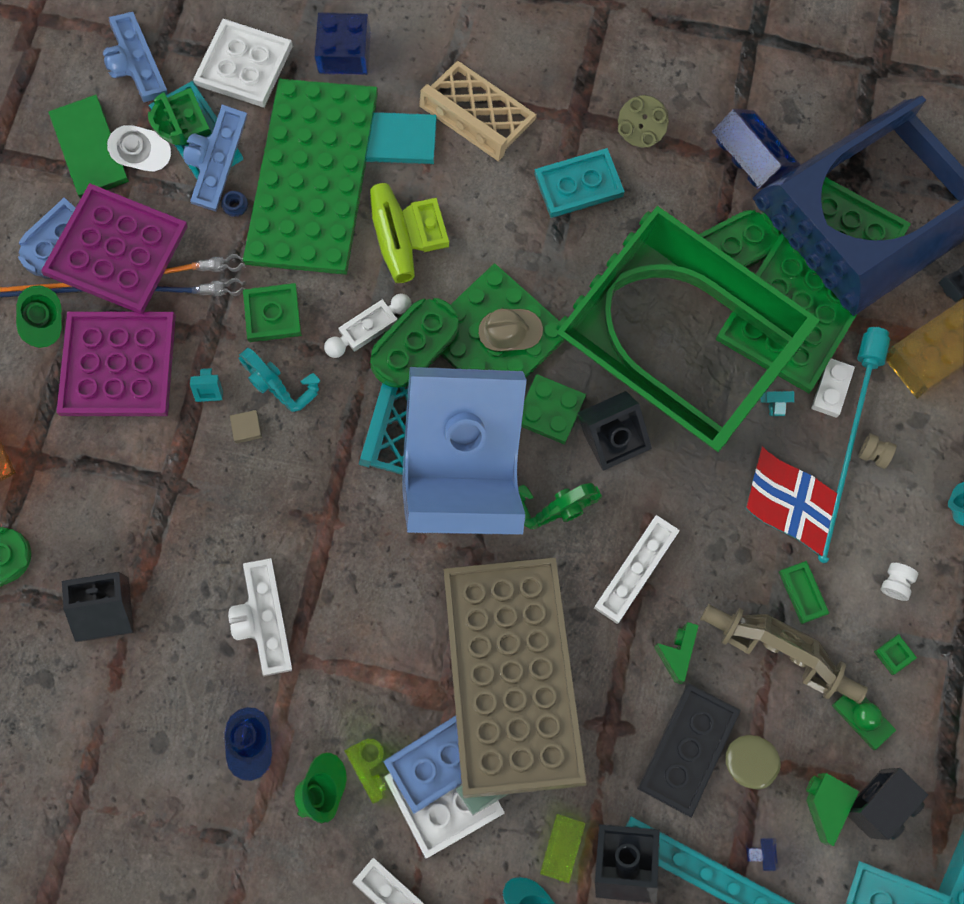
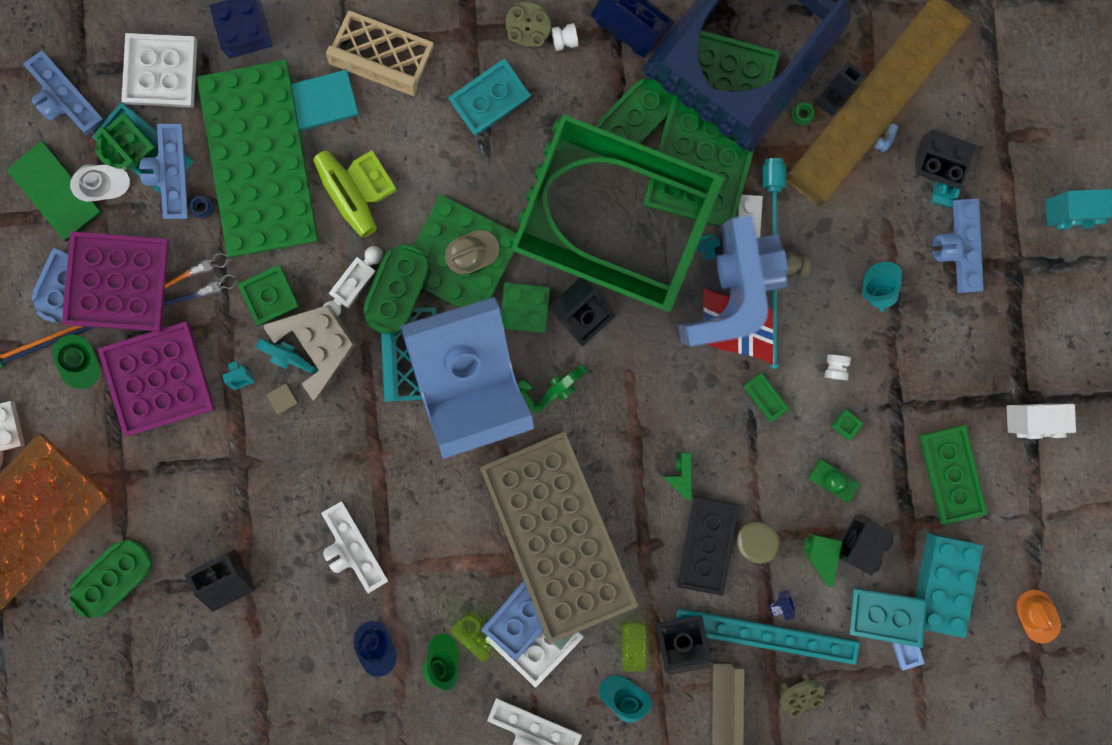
camera: 20 degrees left, 15 degrees up
(315, 373) = (323, 339): none -> dark tan wing
(636, 569) = (631, 420): white plate -> none
(678, 145) = (564, 37): none -> white wheel
(782, 637) = (763, 444): dark tan plate -> none
(823, 430) = (749, 270): none -> medium blue piece
(924, 288) = (807, 108): none -> green plate

